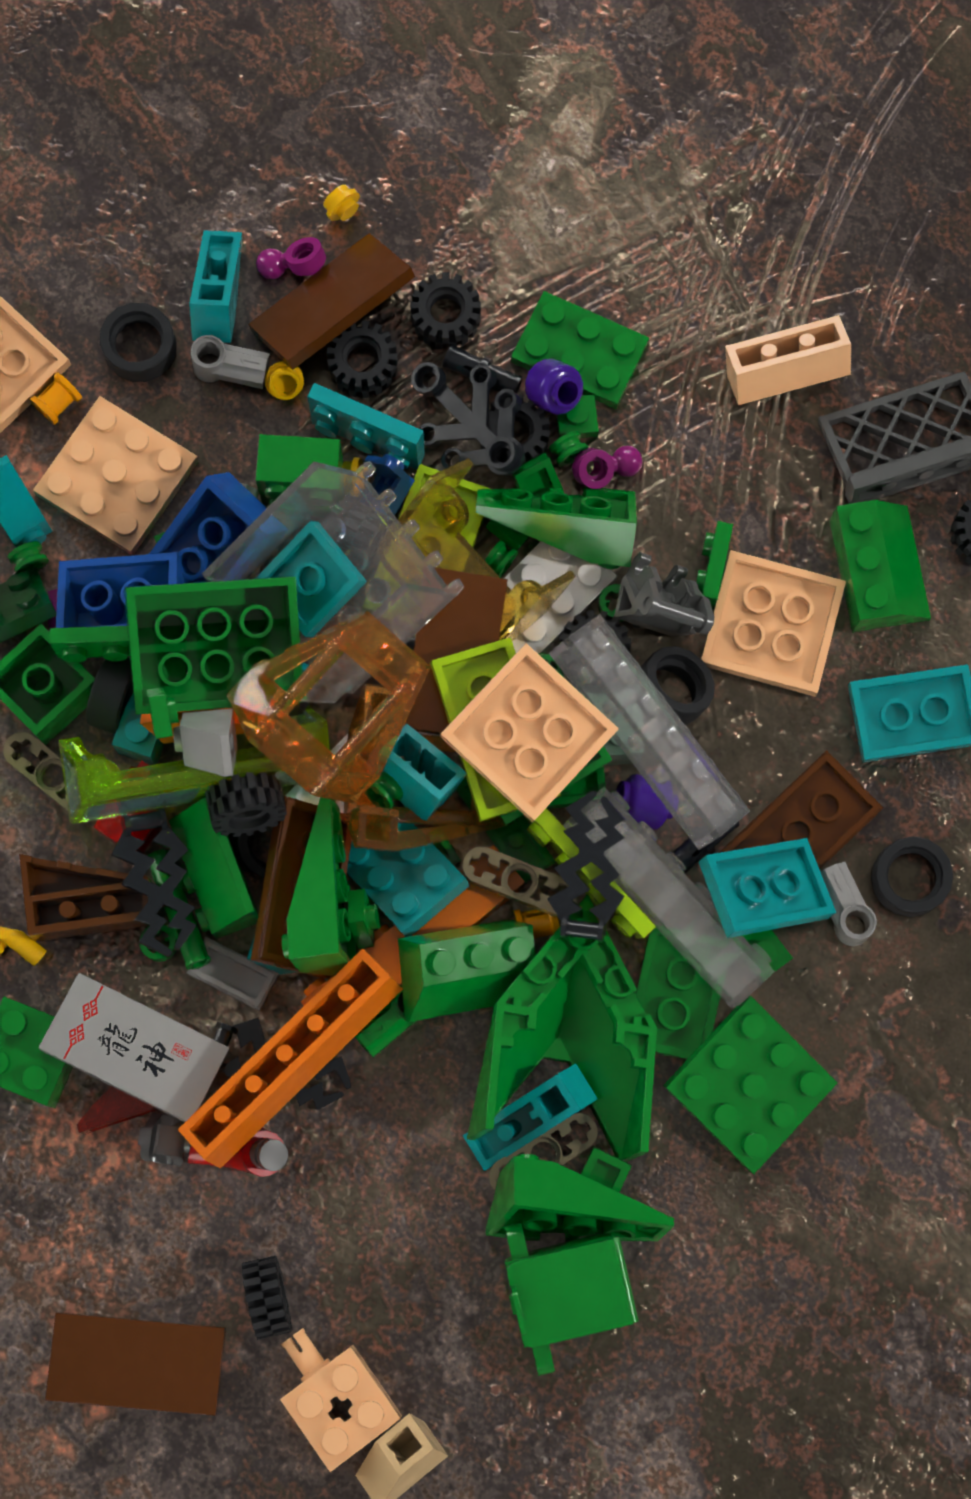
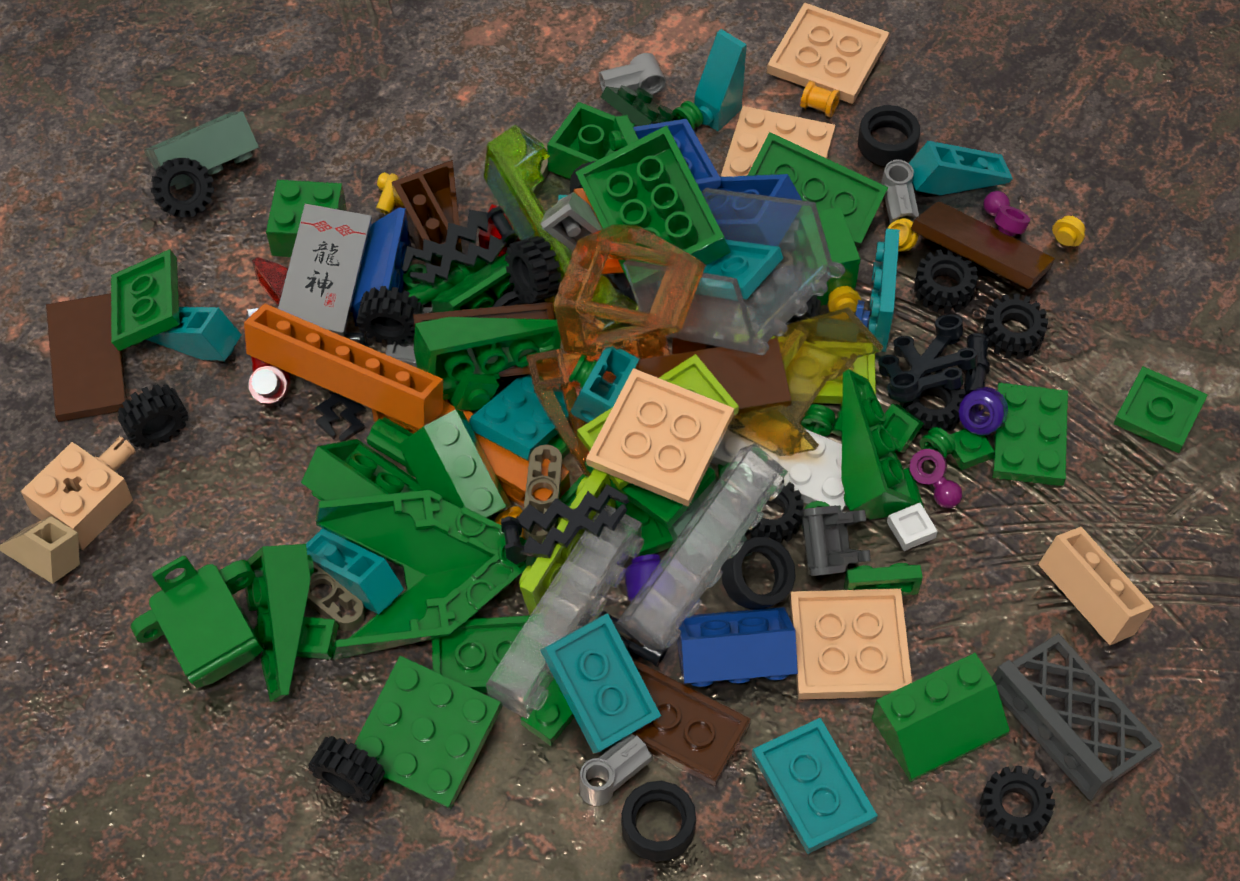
camera: 75 degrees right, 20 degrees down
(91, 1275) = (144, 300): none -> green plate
(145, 978) = (383, 256): none -> blue slope
(145, 1233) = (201, 334): none -> teal slope
(162, 712) = (579, 178): green plate -> none
(207, 439) = (822, 182): none -> green plate
(224, 987) = (388, 315): none -> black tyre
(427, 1073) = (353, 471): none -> green slope
(596, 208) = (1160, 409): none -> green plate
(658, 511) = (912, 526): none -> white plate
(749, 731) = (737, 646): none -> blue slope
(778, 1176) = (346, 769): none -> black tyre

